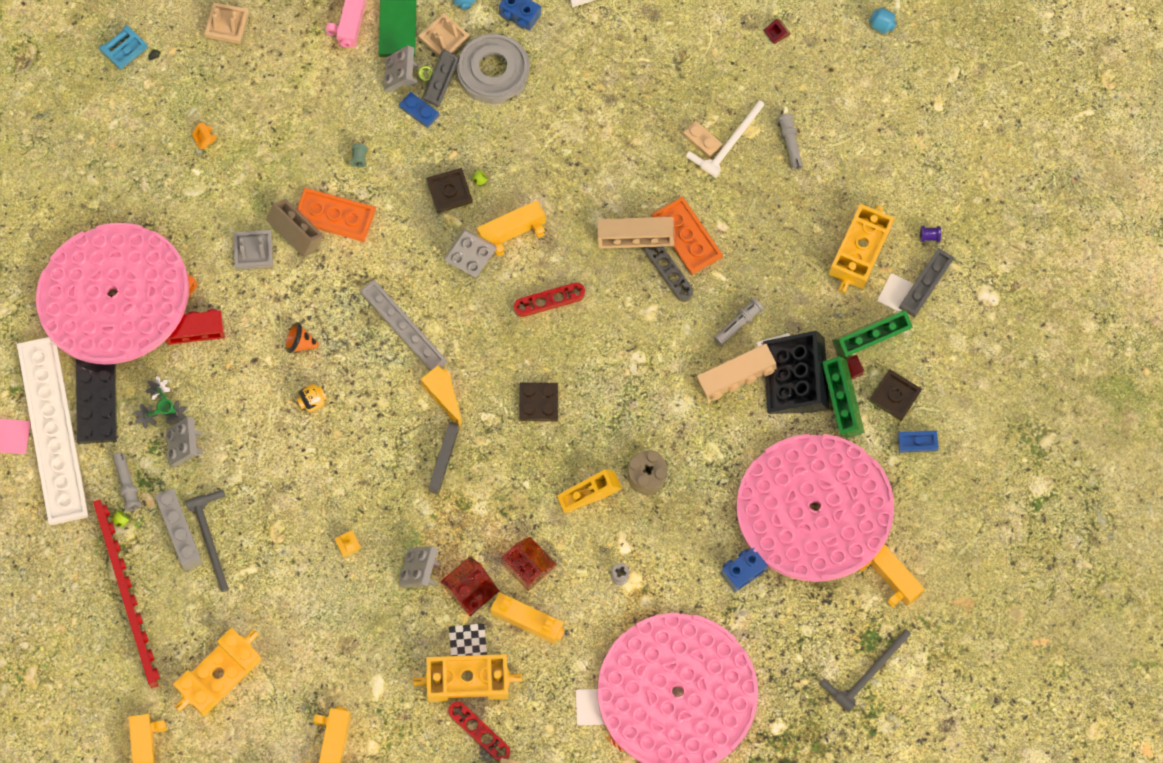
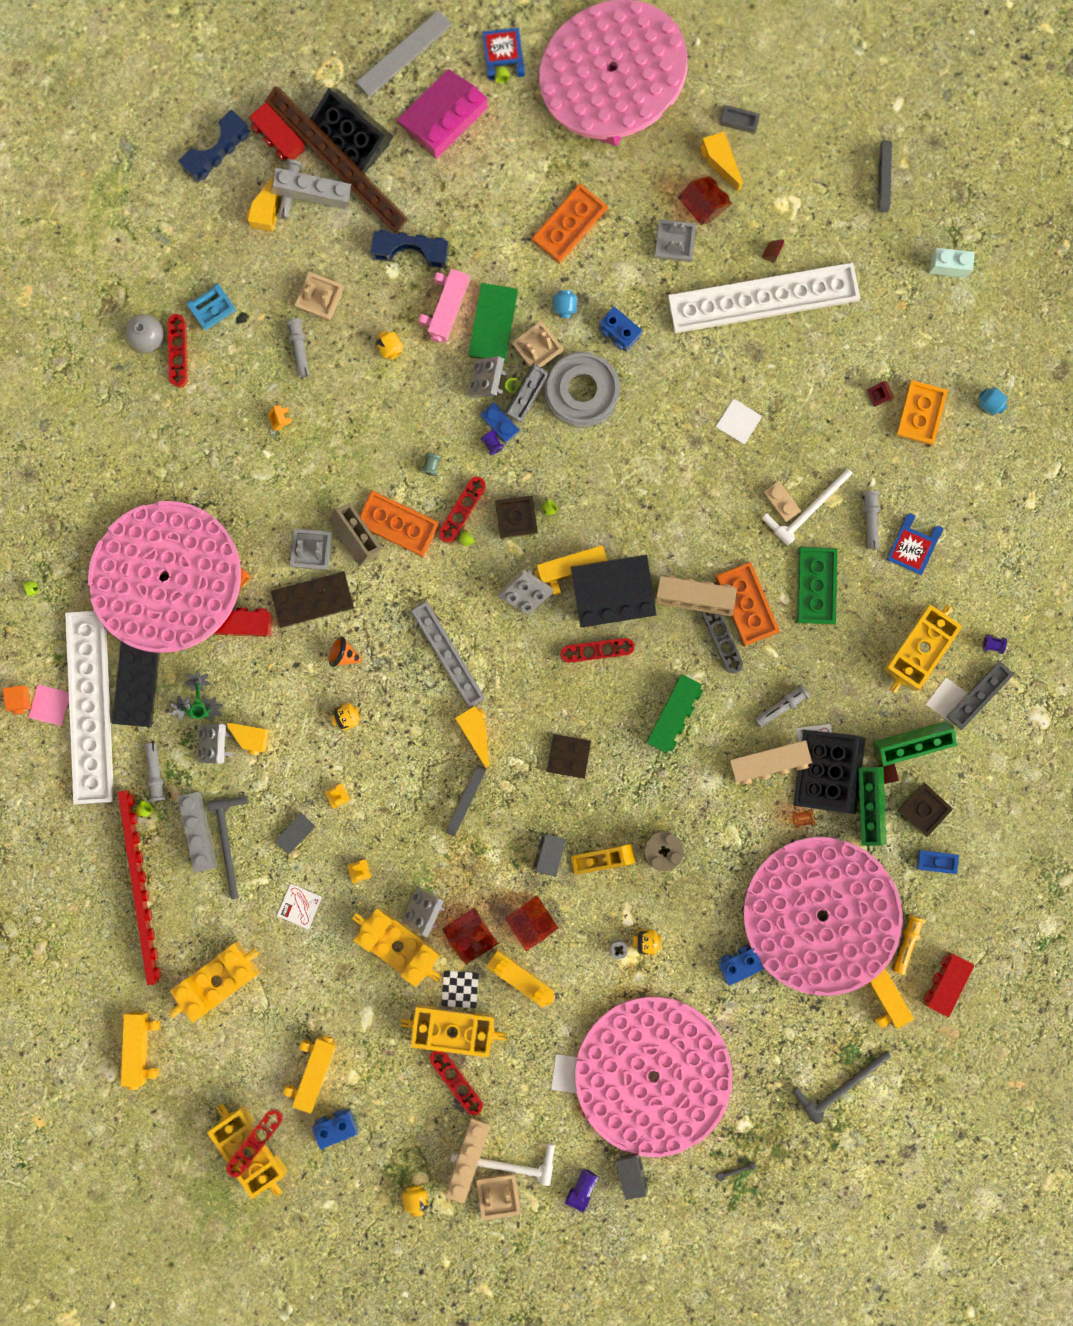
camera: 15 degrees right, 15 degrees up
(61, 80) = (144, 333): none -> light grey cylinder
(95, 91) = (174, 351): none -> red beam
(211, 63) = (297, 339): none -> light grey pin
(218, 431) = (250, 738): none -> yellow slope
(261, 296) = (312, 599): none -> dark brown plate
(277, 518) = (295, 833): none -> dark grey tile
(292, 588) = (299, 906): none -> white sticker
(300, 55) = (389, 345): none -> yellow head
(314, 475) = (337, 796): none -> yellow tile
(379, 596) = (380, 933): none -> yellow brick
(392, 191) = (465, 511): none -> red beam
(404, 217) = (466, 539): none -> lime hinge
(414, 127) = (492, 442): none -> dark purple bush
(535, 495) = (549, 854): none -> dark grey hinge
(554, 239) = (613, 591): none -> black slope
(633, 348) = (674, 713): none -> green brick
(647, 562) = (647, 942): none -> yellow head
(648, 75) = (739, 421): none -> white sticker
(750, 209) = (817, 585): none -> green tile
(779, 421) = (803, 818): none -> clear orange bush
(819, 41) = (922, 412): none -> light orange plate
(835, 162) = (913, 548): none -> flag
(908, 514) = (914, 935): none -> yellow pin
(951, 554) = (948, 984): none -> red brick

